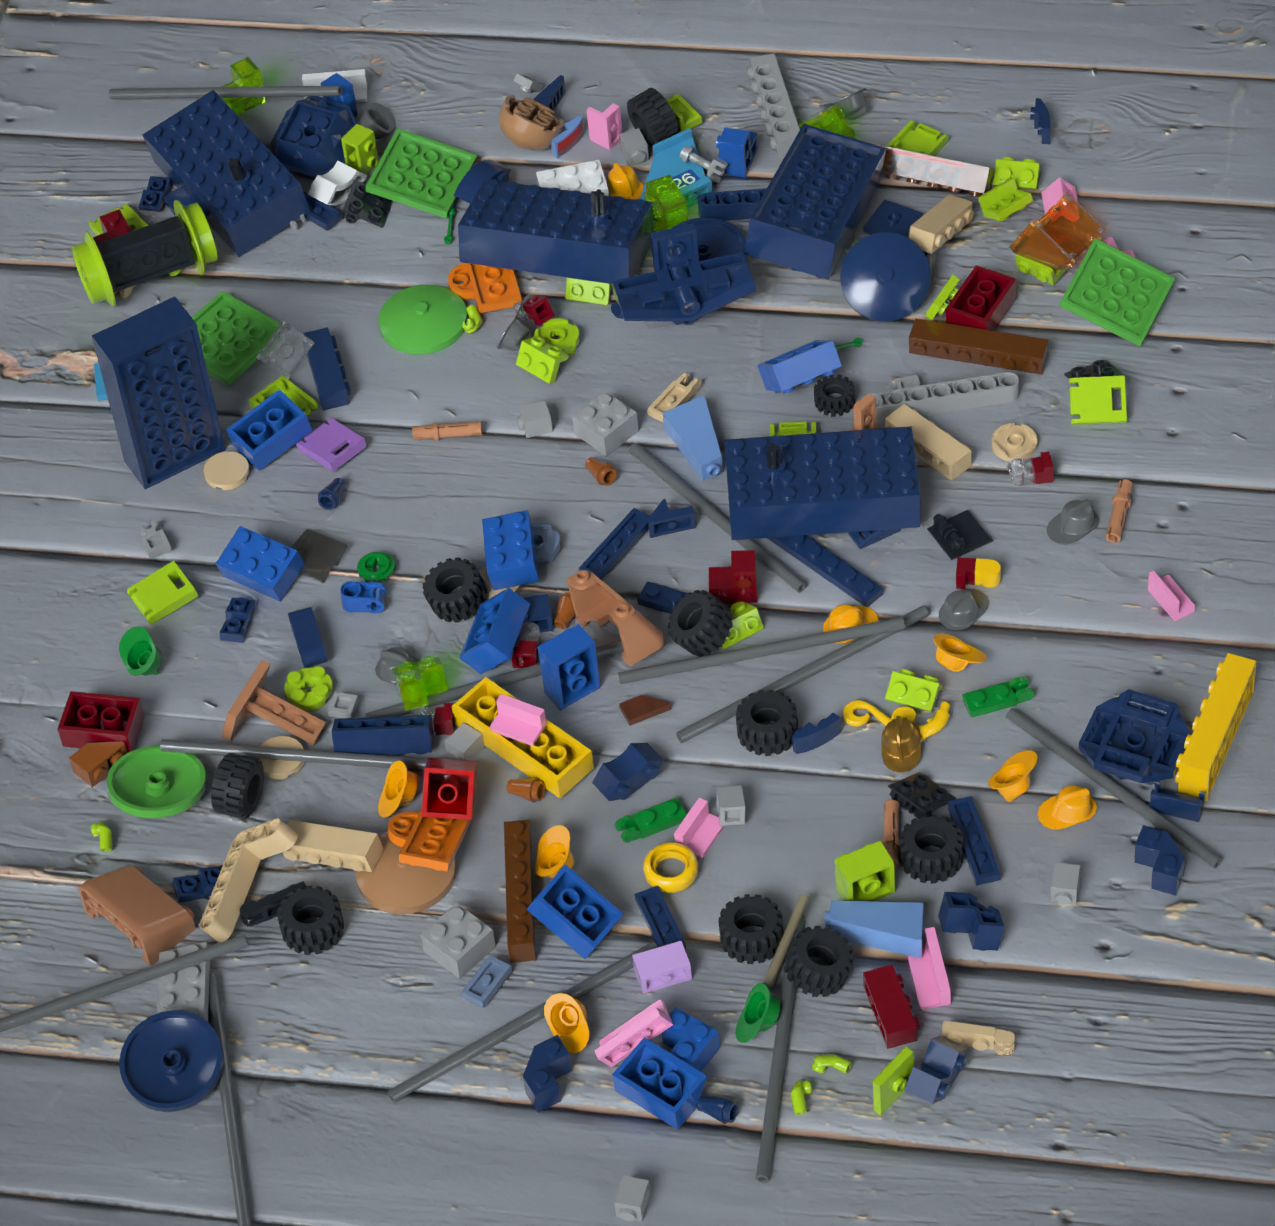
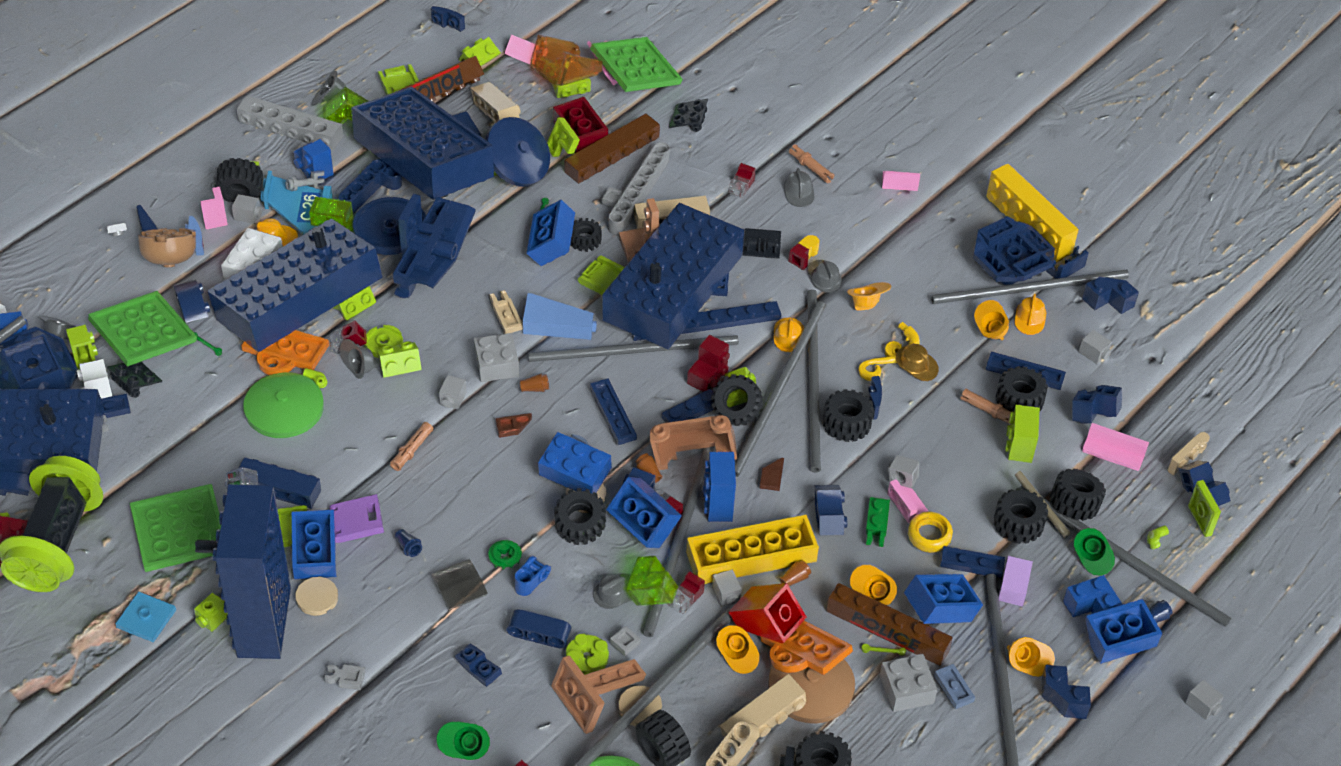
camera: 65 degrees left, 0 degrees up
(157, 594) = (407, 700): lime container -> none
(260, 563) = (443, 618): blue brick -> none
(384, 735) = (681, 629): dark blue brick -> none
(484, 892) = (866, 648): none -> lime hinge
(518, 720) = (750, 538): bright pink panel -> none
(538, 485) = (512, 424): none -> copper tile
(625, 1038) = (1068, 622): bright pink panel -> none
(667, 522) = (617, 371): dark blue slope -> none
(797, 1096) = (1168, 563): lime arm -> none
(879, 924) = (1065, 449): medium blue slope -> none
(891, 1006) = (1134, 481): dark red brick -> none
(913, 691) = (877, 333): lime bracket -> none
(919, 795) = (968, 375): black hinge -> none
(997, 697) = (913, 299): green hinge -> none
(1004, 200) = (500, 71): lime bracket -> none
(1014, 442) = (706, 178): tan tile -> none
(1094, 400) = (716, 121): lime container -> none

